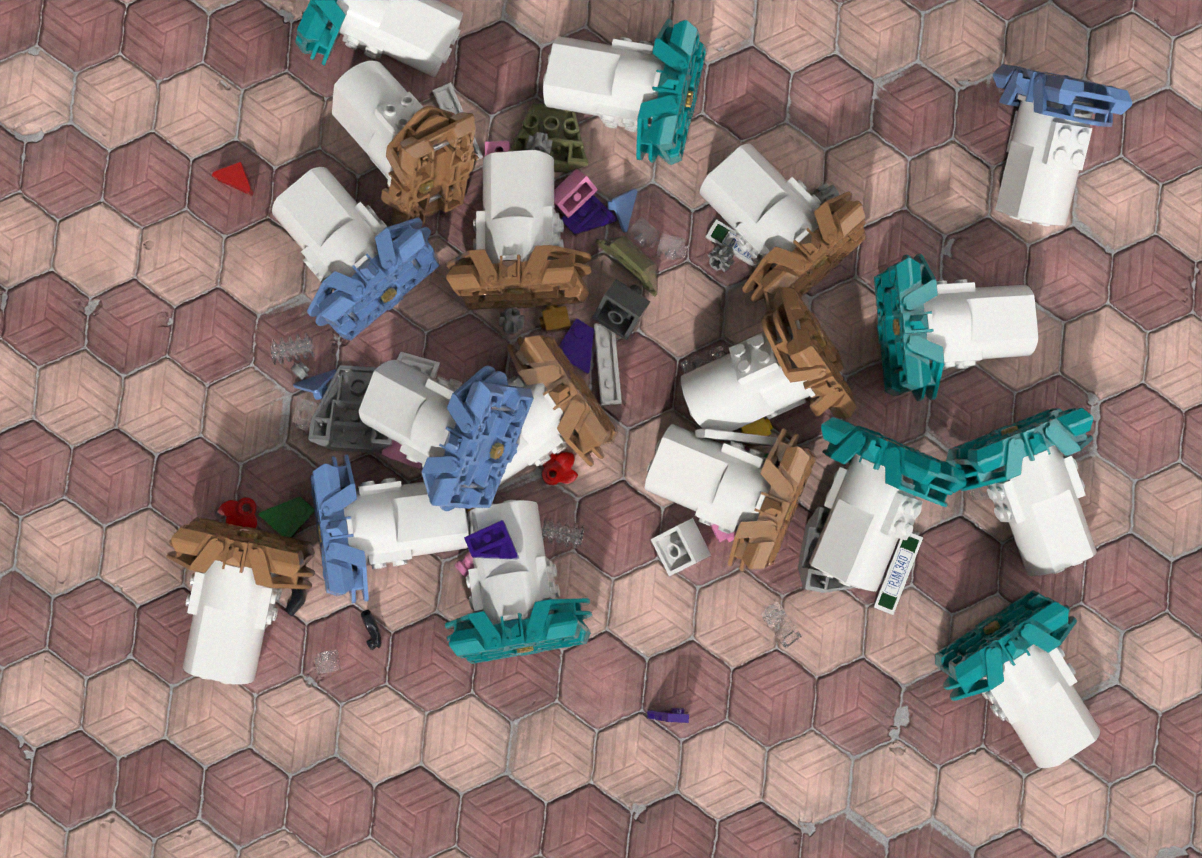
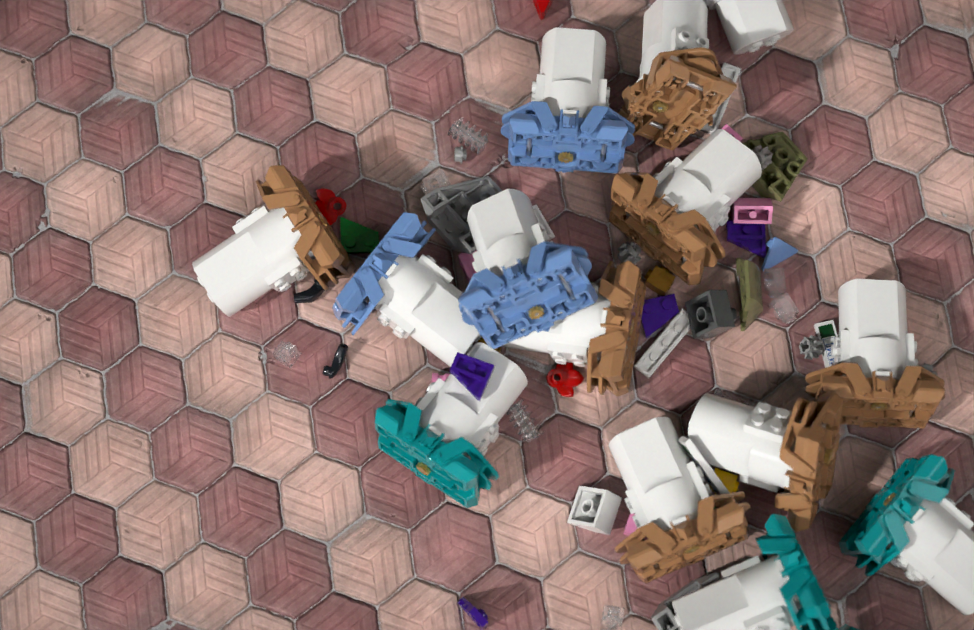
camera: 45 degrees right, 10 degrees down
(316, 384) = (461, 172): medium blue piece -> none
(632, 85) = (862, 178): piece -> none

